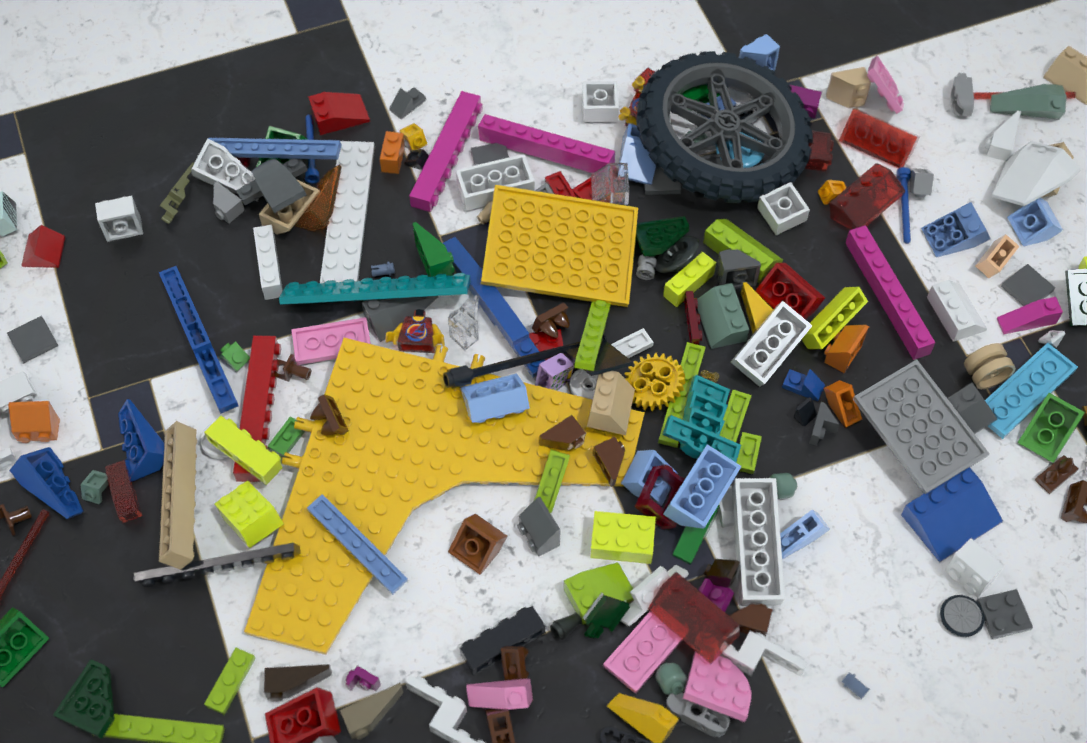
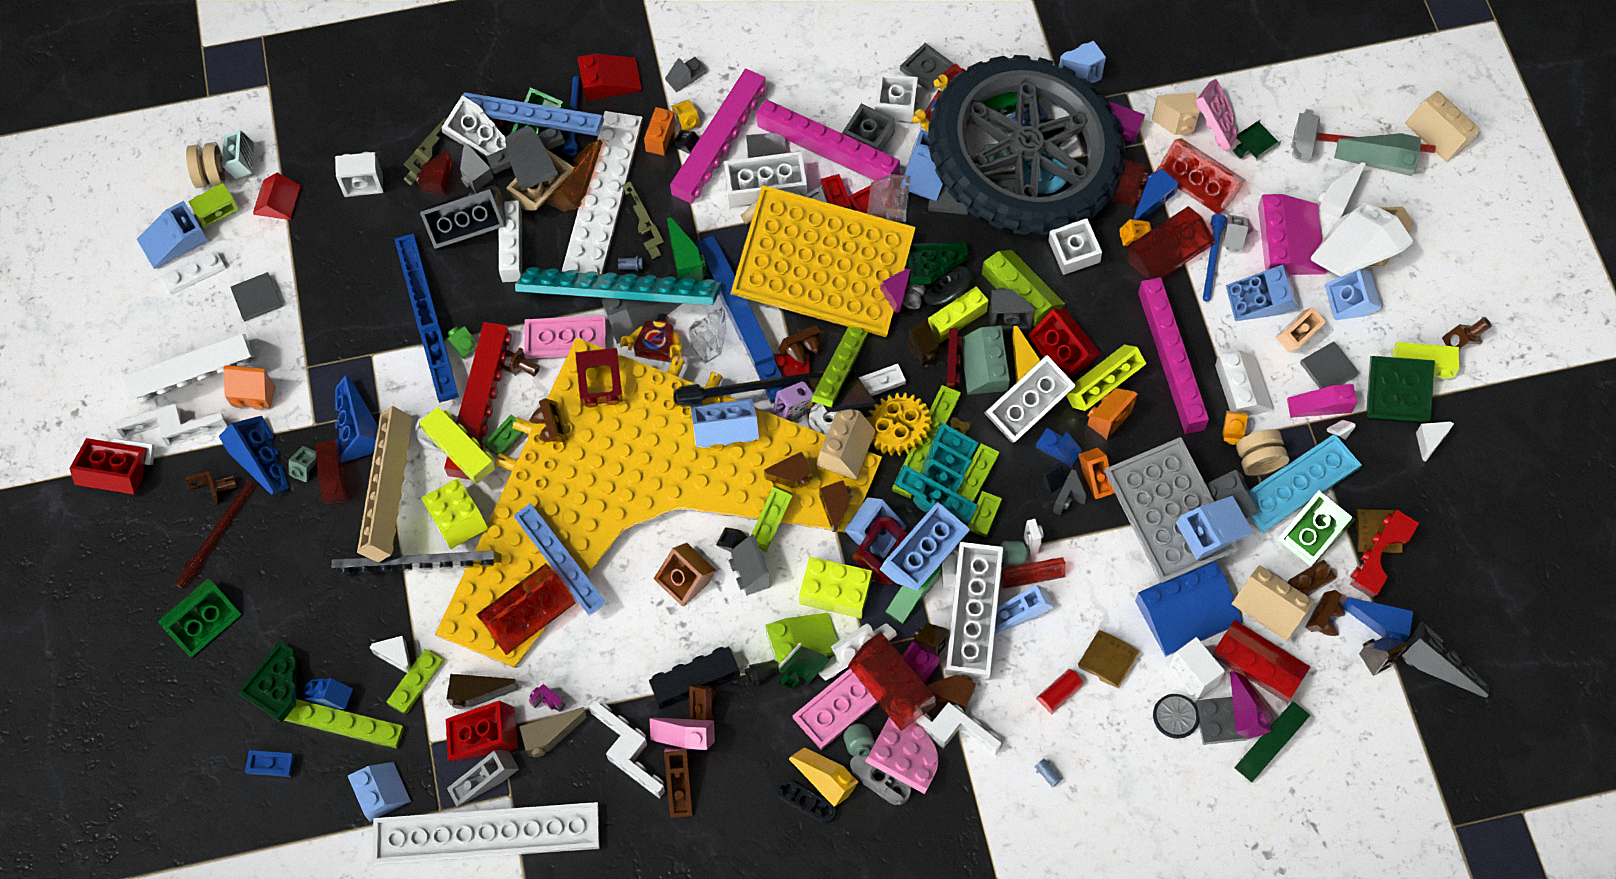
camera: 10 degrees right, 5 degrees up
(144, 703) = (327, 693): none -> blue slope
(190, 211) = (435, 174): none -> clear red slope
(205, 655) = (394, 652): none -> white slope
(223, 244) = (464, 216): none -> black slope
(330, 595) = (526, 608): none -> clear red slope
(369, 352) = (599, 358): none -> dark red window
(384, 222) = (650, 245): none -> olive piece
(515, 505) = (730, 538): none -> black slope
(582, 126) = (870, 127): none -> dark grey brick
(622, 71) = (926, 65): none -> dark grey plate
(630, 262) = (894, 289): none -> magenta slope
(663, 307) = (923, 343): none -> dark brown slope
(798, 466) = (1033, 536): none -> white plate
(805, 499) = (1032, 572): none -> clear red plate
(845, 154) = (1158, 190): none -> blue slope
(850, 606) = (1060, 691): none -> red brick
(889, 570) = (1108, 659): none -> pearl gold slope
(920, 104) = (1255, 140): none -> dark green piece
(957, 347) = (1234, 426): none -> light orange bracket
(963, 436) = (1213, 526): none -> light blue slope
(967, 177) = (1290, 233): none -> dark pink slope
(1029, 498) = (1273, 602): none -> tan slope
(1030, 555) = (1260, 661): none -> red slope
(1032, 603) = (1250, 712): none -> magenta slope
(1057, 627) = (1271, 743): none -> dark green slope

